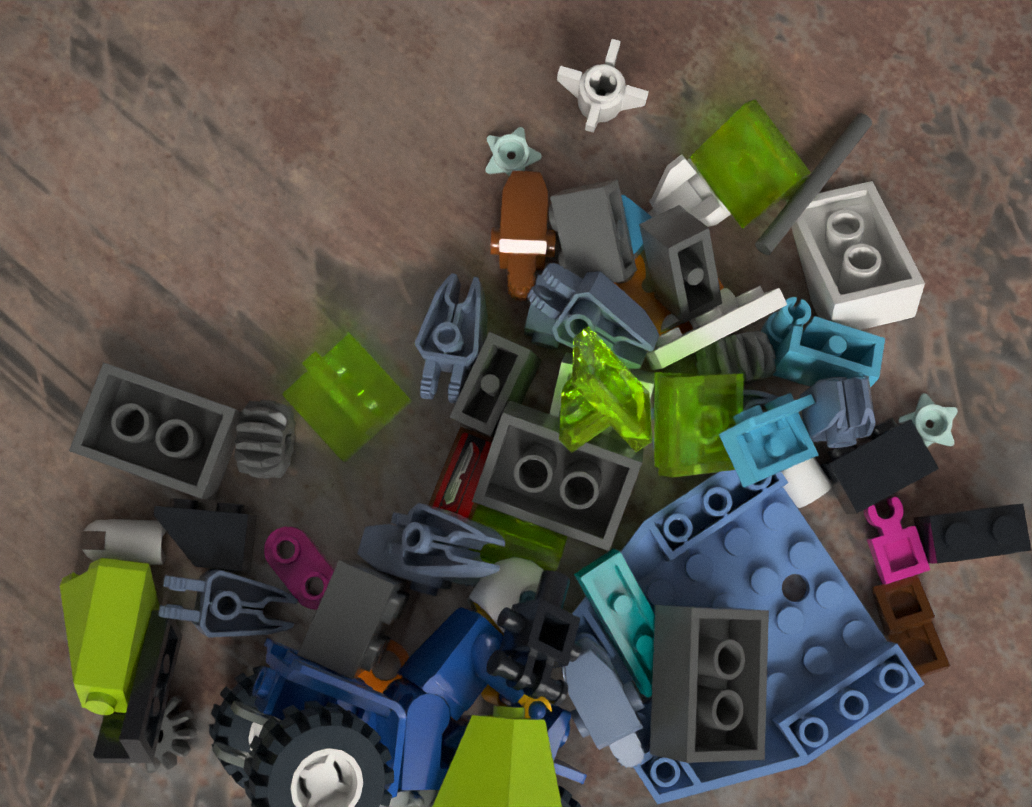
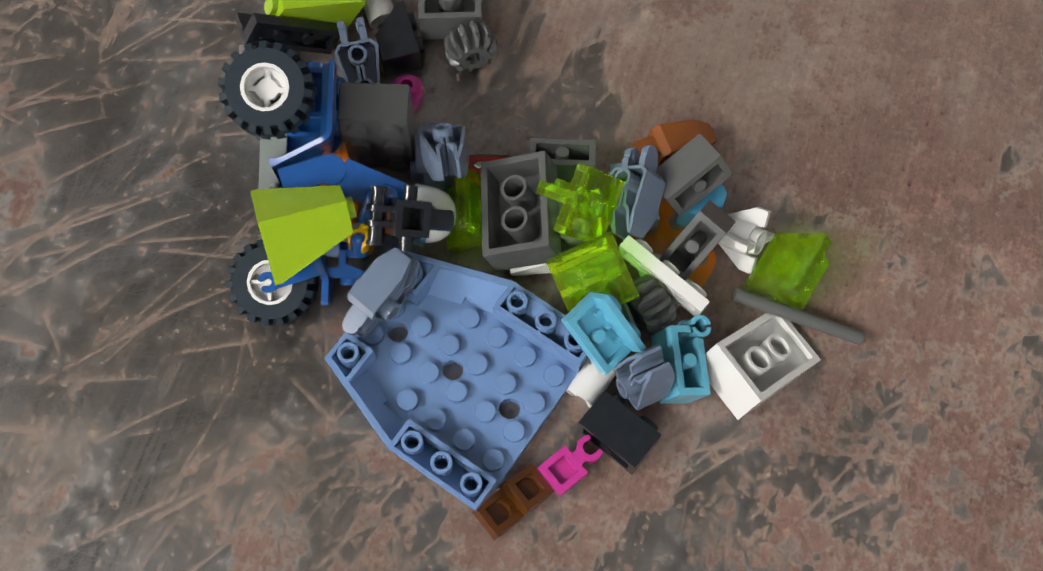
camera: 65 degrees right, 15 degrees down
(346, 397) = (519, 86): clear neon green bracket -> none
(452, 336) = (587, 123): sand blue hinge -> none
(510, 143) = (727, 121): light aqua plate -> none
(604, 81) = (790, 154): white brick -> none
(623, 614) = (440, 294): teal plate -> none
(709, 683) = (420, 354): dark grey brick -> none
(941, 419) = (670, 455): light aqua plate -> none
(974, 533) = (599, 514): black brick -> none

